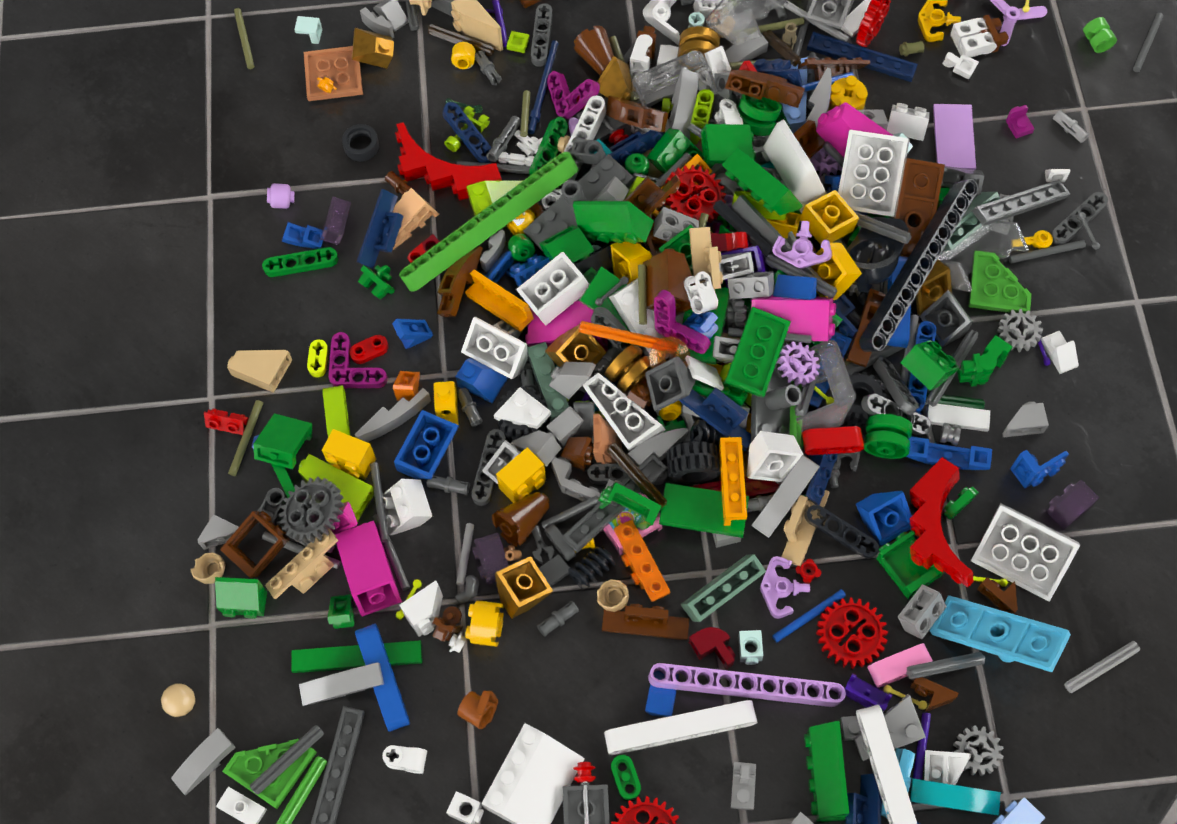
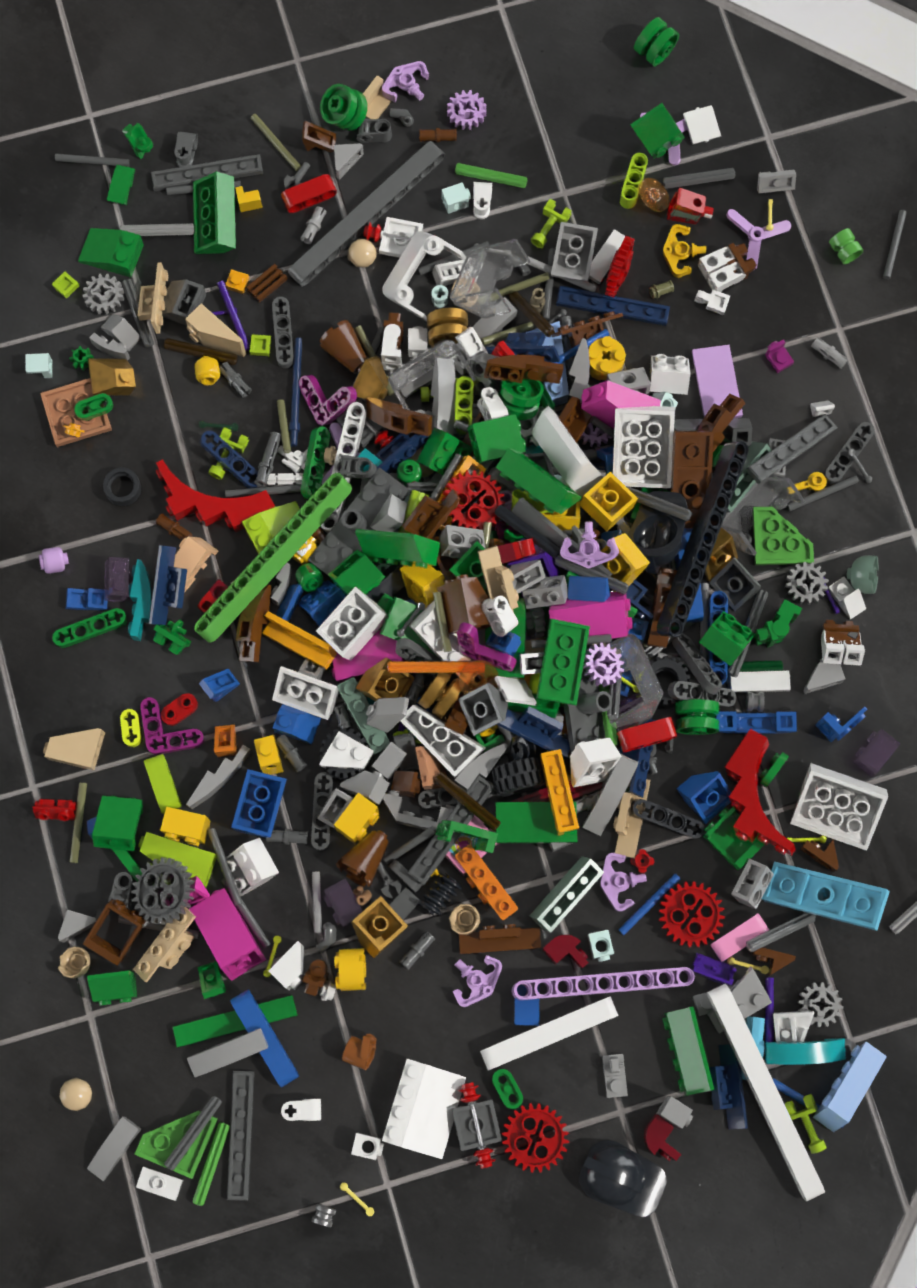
camera: 15 degrees left, 10 degrees up
(347, 28) = (76, 358): none -> green gear
(350, 68) = (93, 404): none -> green plate
(354, 238) = (141, 593): none -> teal slope
(617, 664) = (480, 983): none -> lavender piece
(954, 160) = (720, 416): none -> reddish brown slope
(1049, 389) = (841, 641): none -> hips
(1081, 329) = (864, 574): none -> sand green cylinder

